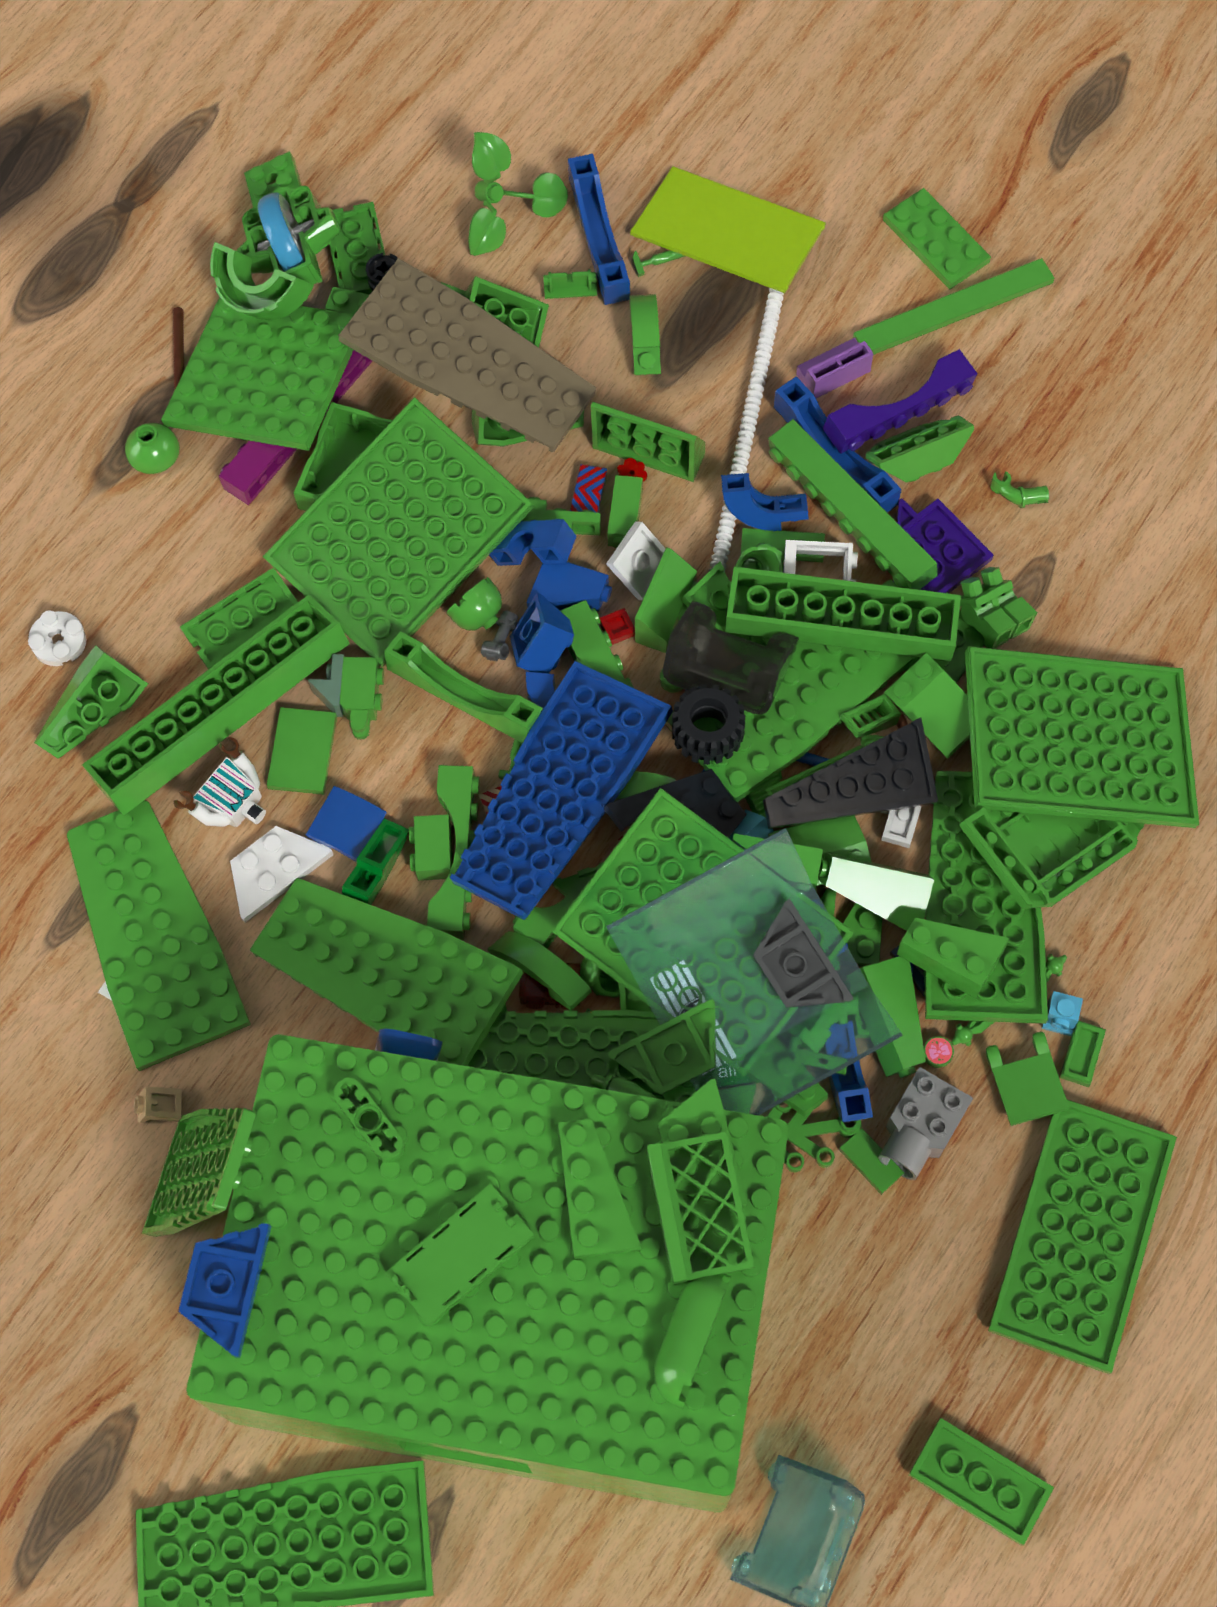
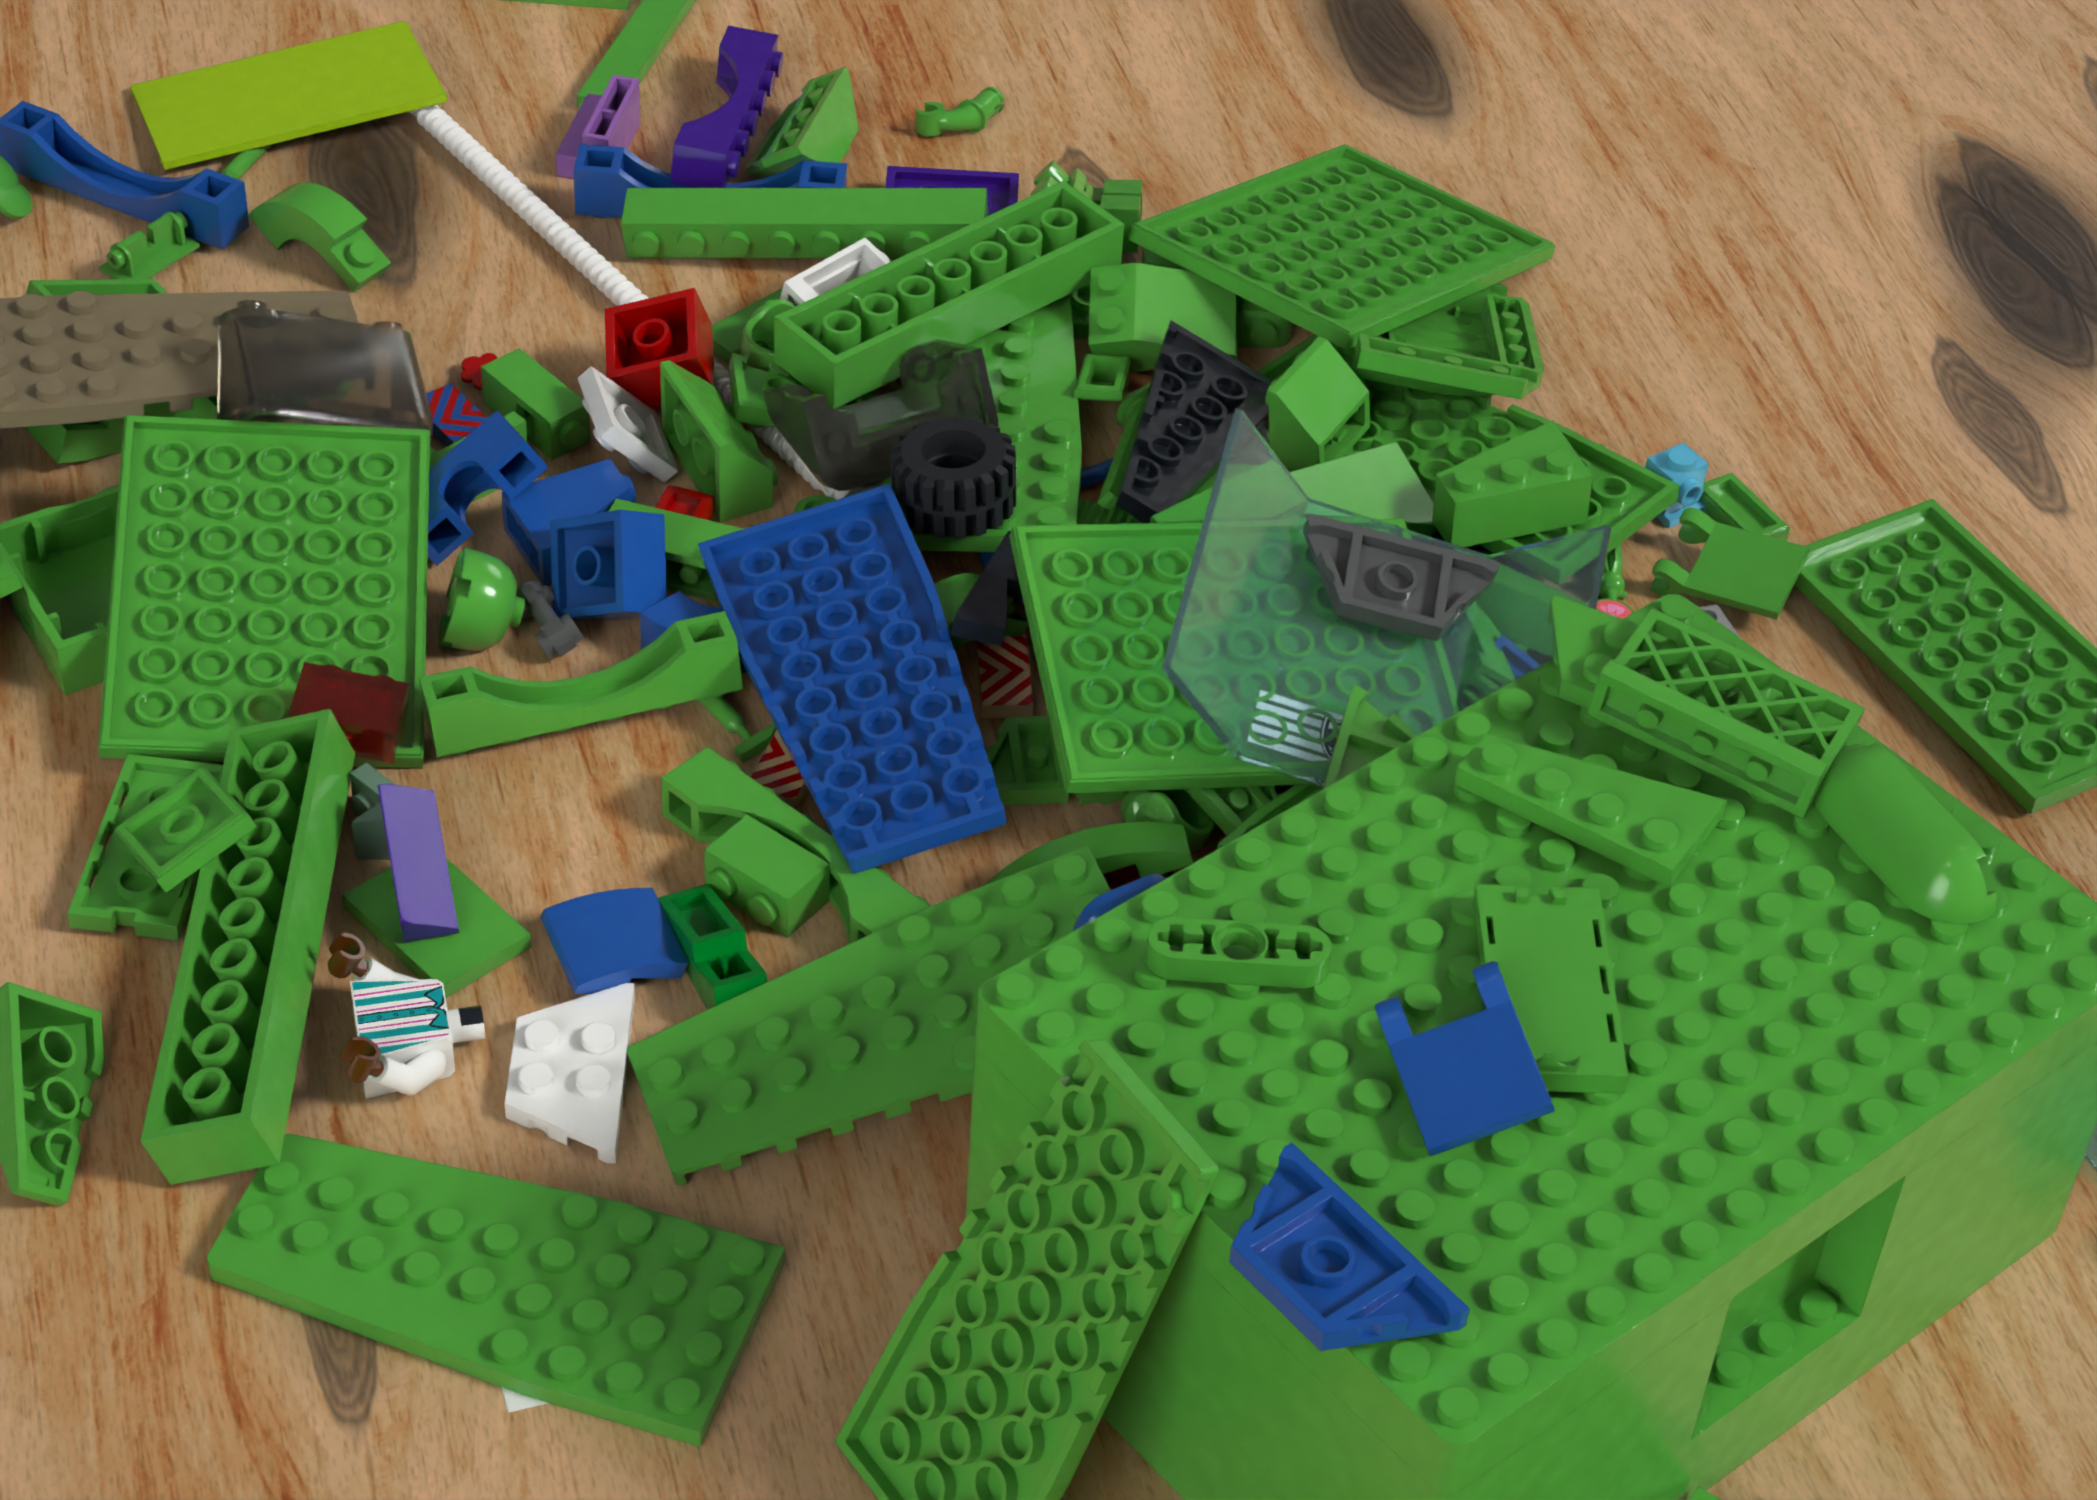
camera: 55 degrees left, 25 degrees down
(158, 1104) = (788, 1442): tan bracket -> none
(242, 630) = (185, 828): none -> bright green tile
(307, 721) = (418, 862): none -> slope
(360, 623) = (365, 706): none -> clear red brick
(360, 693) = (461, 797): bright green hinge -> none
(372, 1259) = (1469, 1072): none -> blue flag
(520, 439) = (317, 371): none -> clear smoke windscreen
(542, 921) = (1023, 831): bright green arch -> none
(646, 442) = (482, 298): bright green slope -> none
(696, 531) = (657, 331): none -> red brick
(759, 509) = (719, 287): blue arch -> none
(923, 827) = (1316, 408): none -> bright green slope

